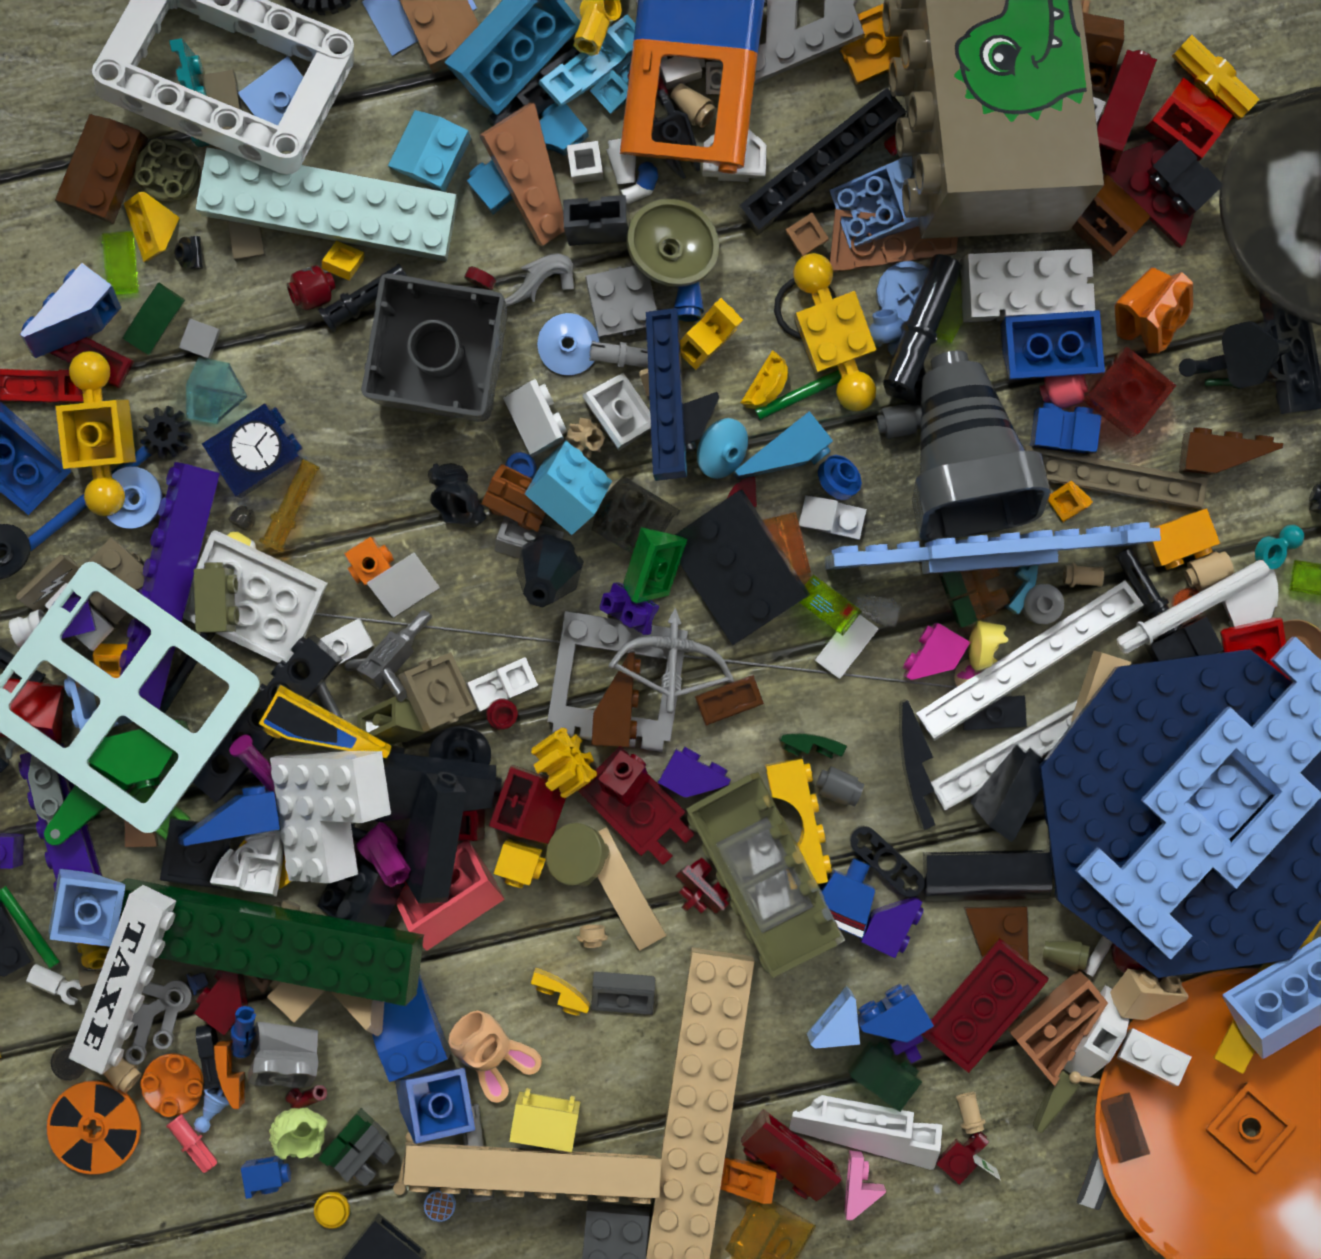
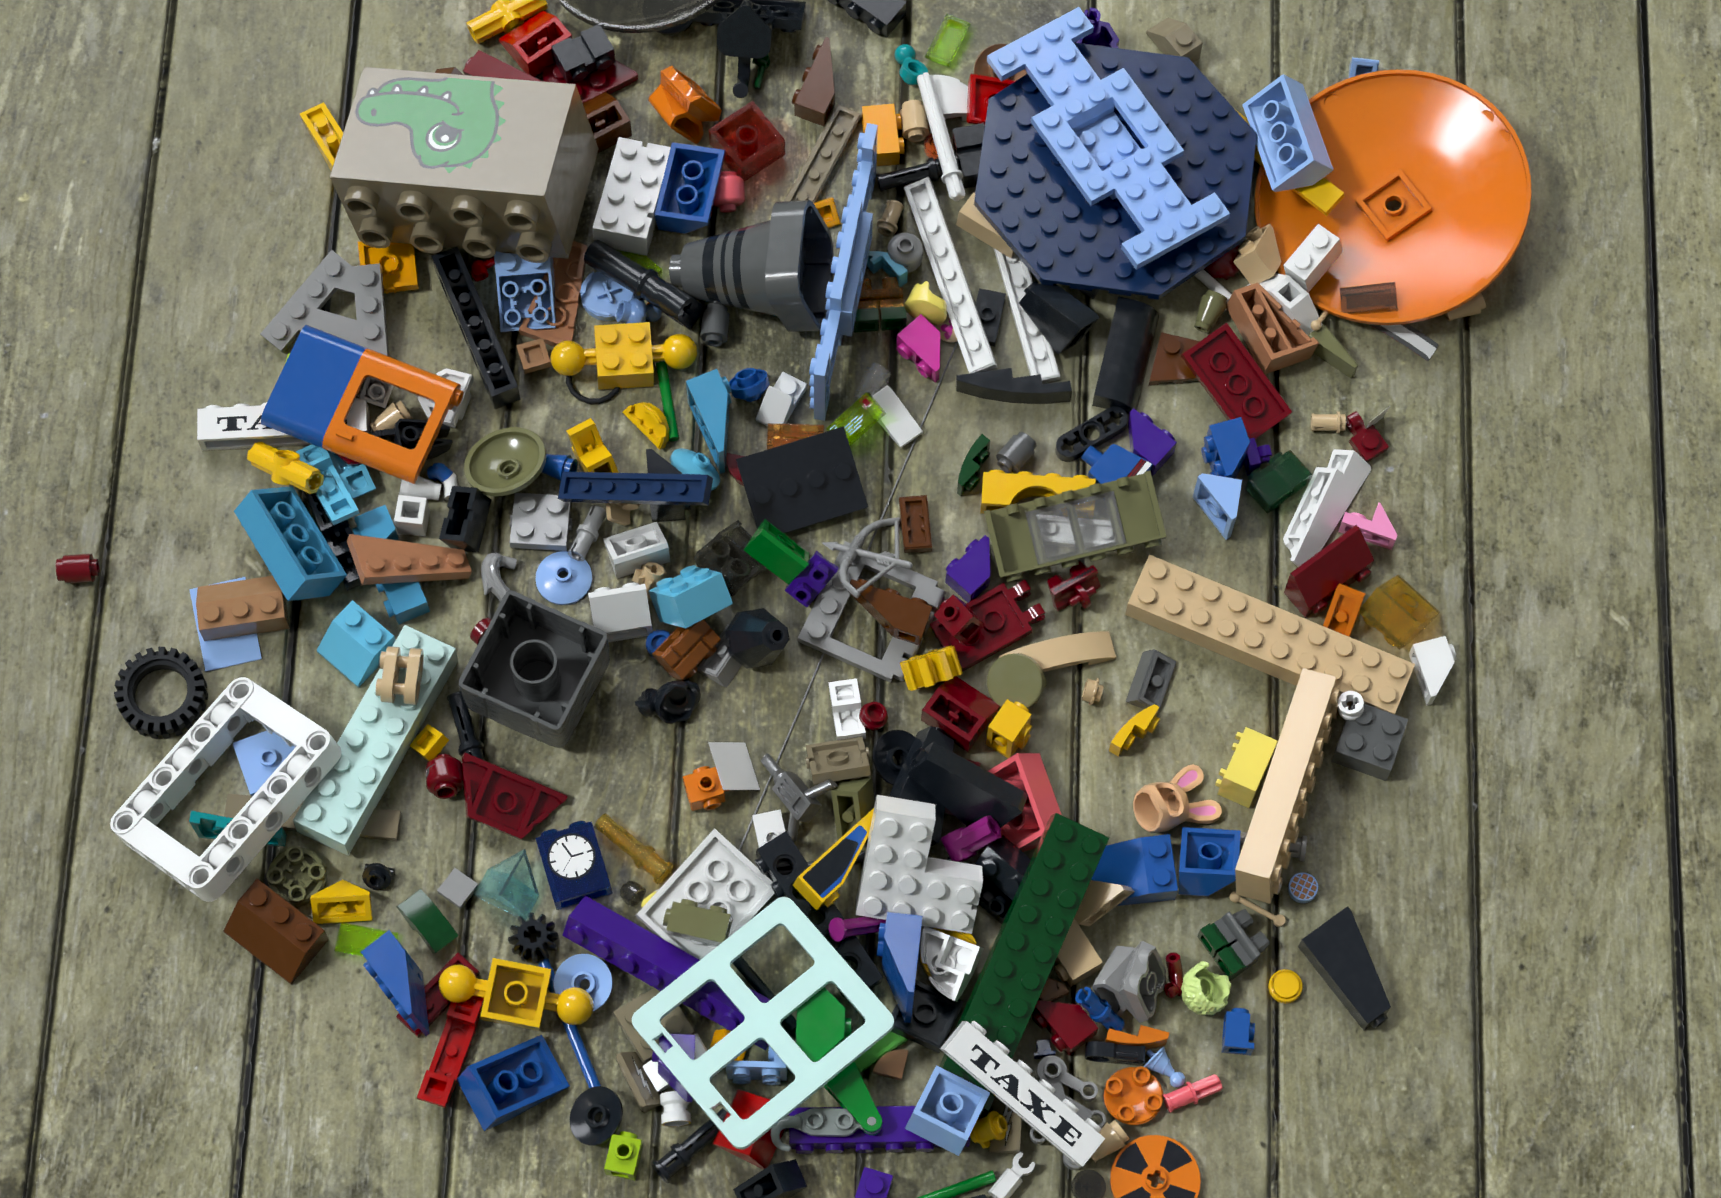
camera: 75 degrees left, 20 degrees down
(302, 358) = (504, 798): none -> dark red wing
(400, 195) = (391, 662): none -> tan brick
(635, 1226) = (1342, 703): none -> white bush
(1065, 430) = (765, 190): blue brick -> none

